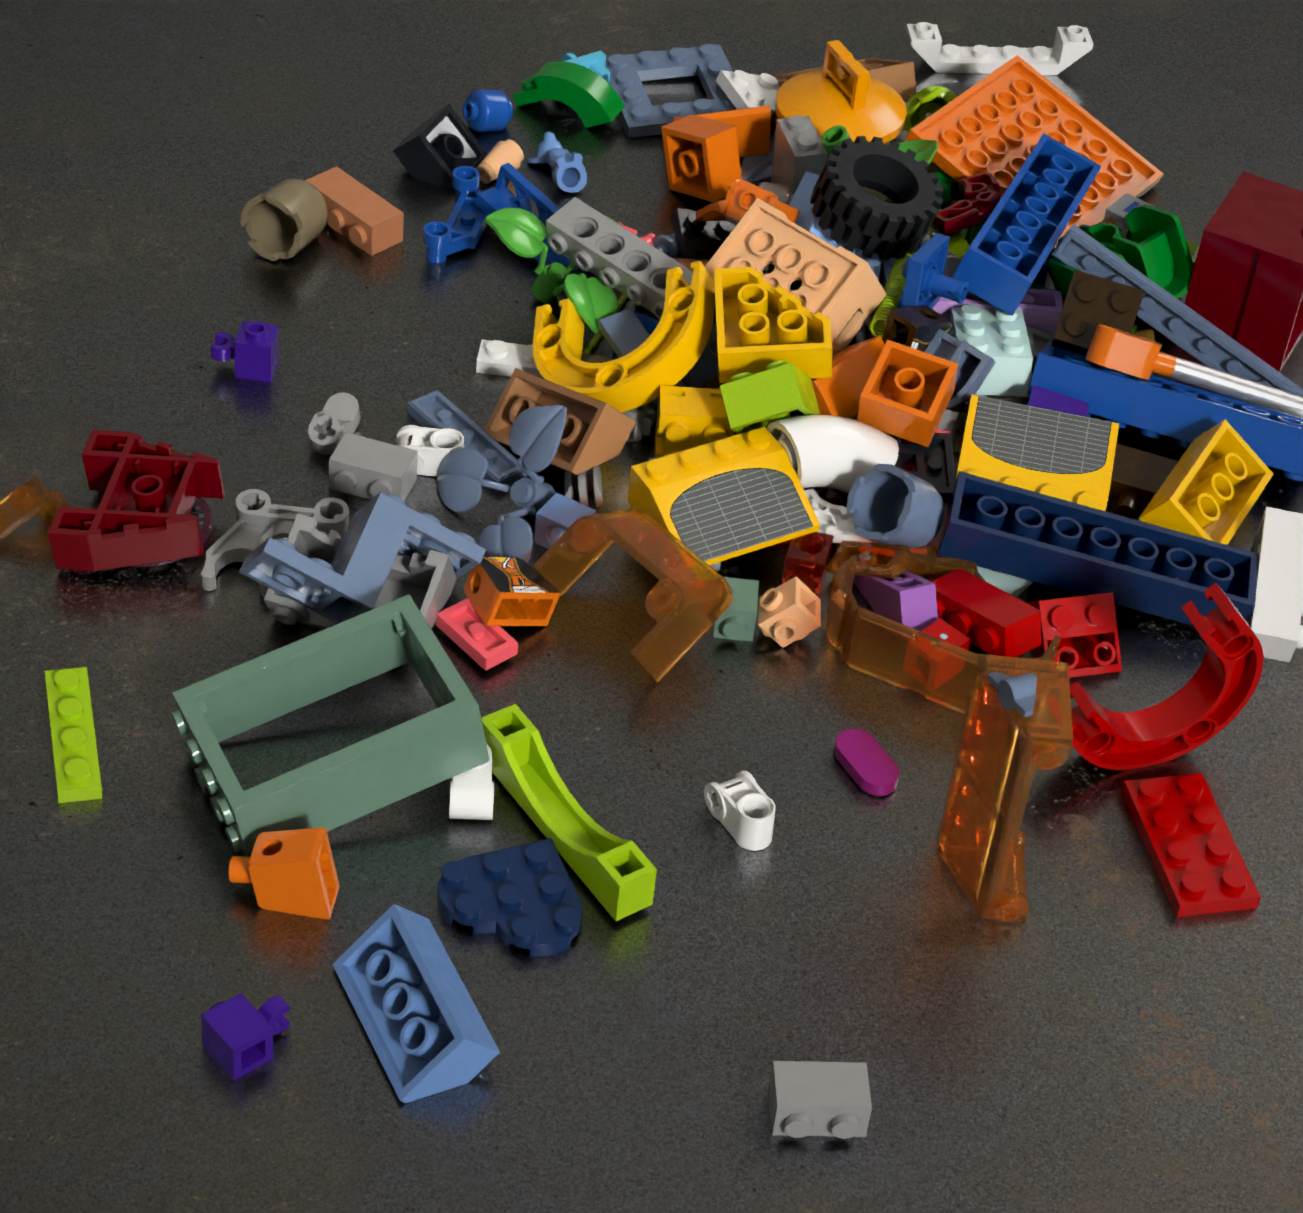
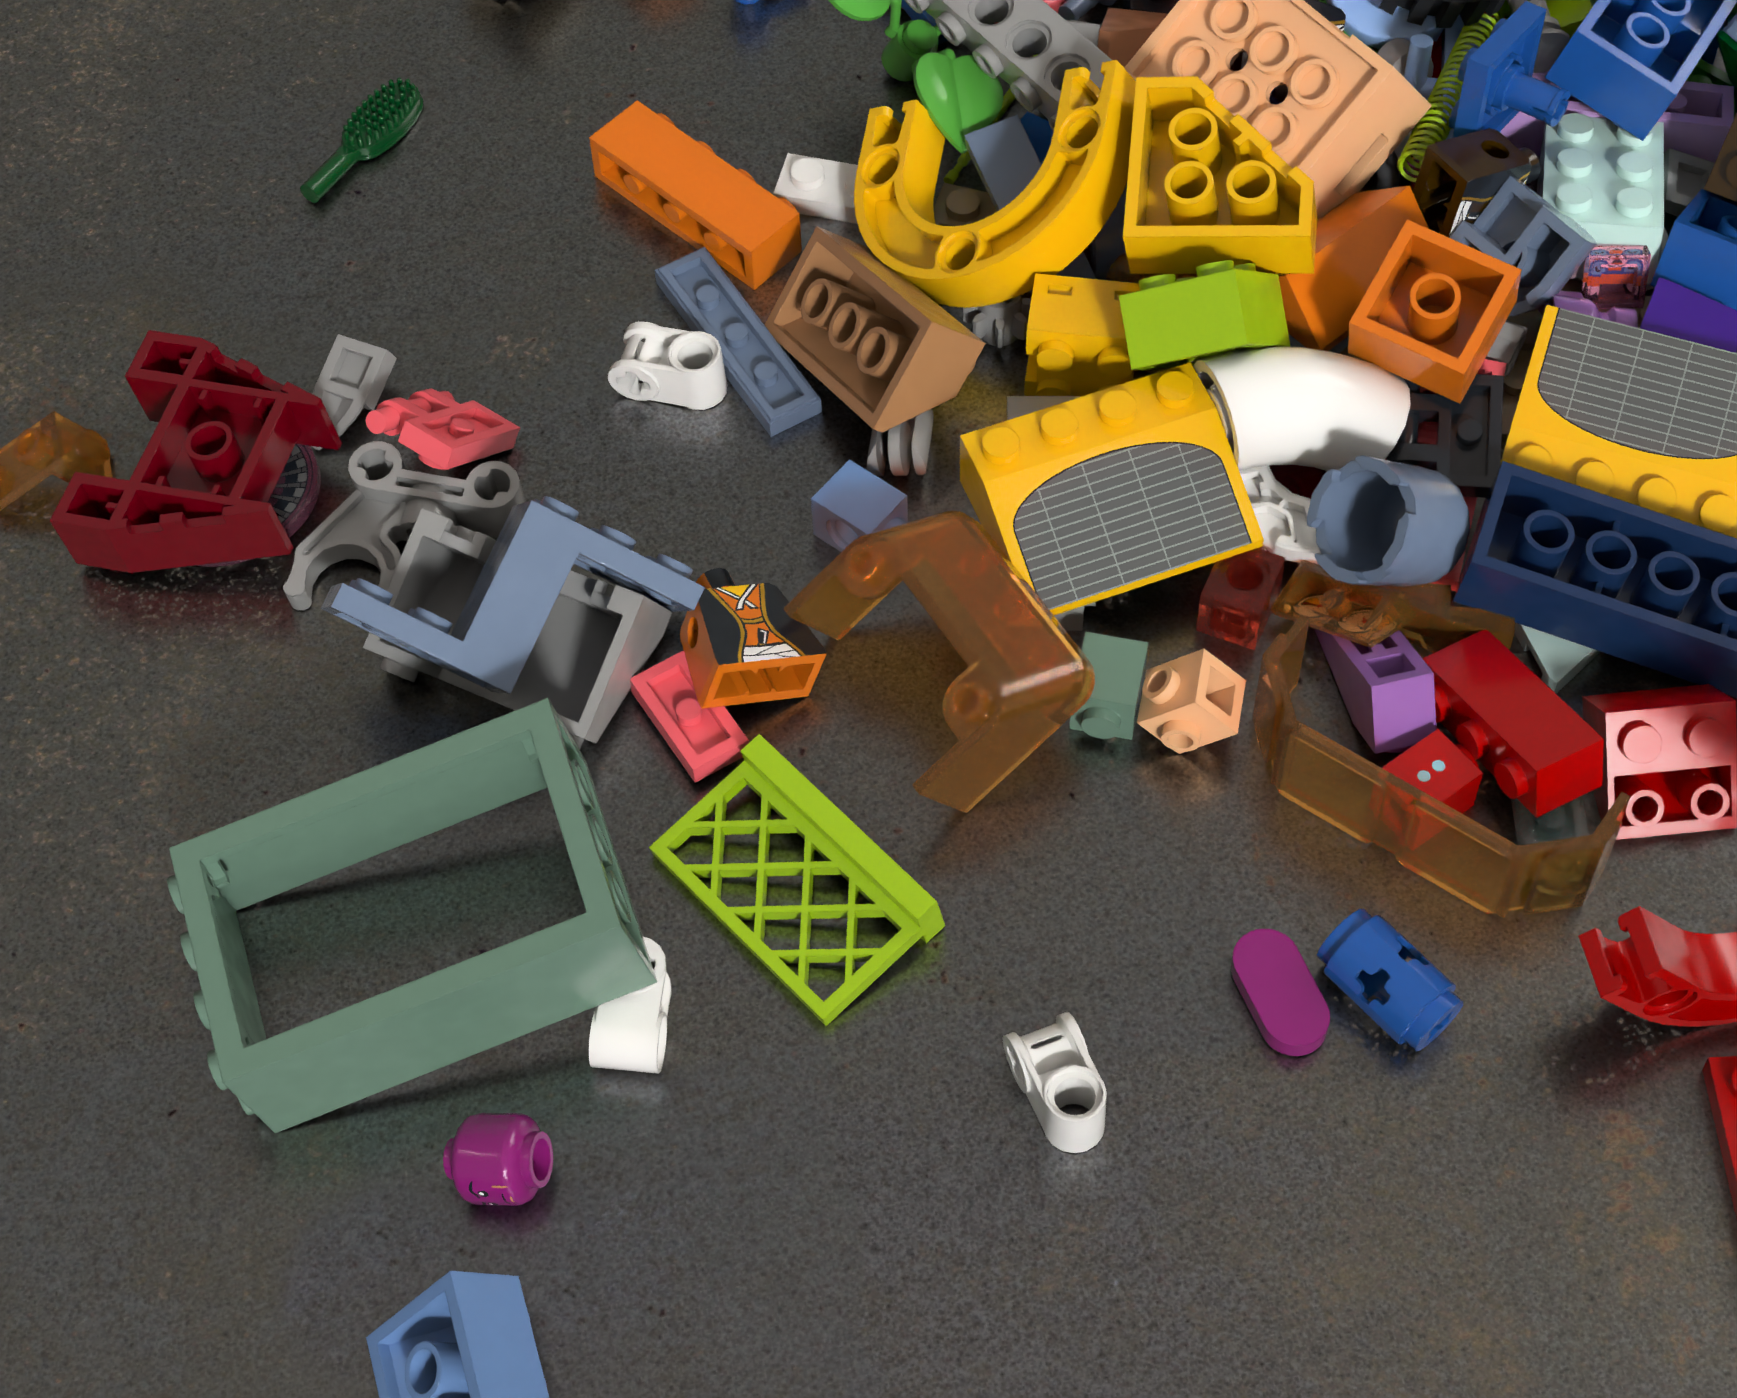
camera: 15 degrees right, 15 degrees up
(73, 735) = (47, 877): lime plate -> none
(202, 333) = (368, 133): none -> dark green piece
(231, 457) = (352, 380): none -> light grey plate
(253, 350) = (431, 169): dark purple brick -> none
(290, 872) = (318, 1175): orange torso -> none
(293, 486) = (442, 429): none -> coral plate
(328, 426) = (534, 308): light grey piece -> none
(372, 466) = (577, 398): light grey brick -> none
(402, 863) = (498, 1159): none -> magenta head
(427, 360) = (696, 194): none -> orange brick
(461, 474) = (810, 387): sand blue plant -> none
(516, 894) = (673, 1224): dark blue plate -> none
(586, 695) = (846, 853): none -> lime fence
(605, 863) = (798, 1147): lime arch -> none
(911, 740) = (1368, 959): none -> blue piece
(993, 780) = (1476, 1109): clear orange windscreen -> none
(1007, 385) = (1616, 276): none -> clear pink tile
(1015, 691) = (1487, 1051): sand blue piece -> none

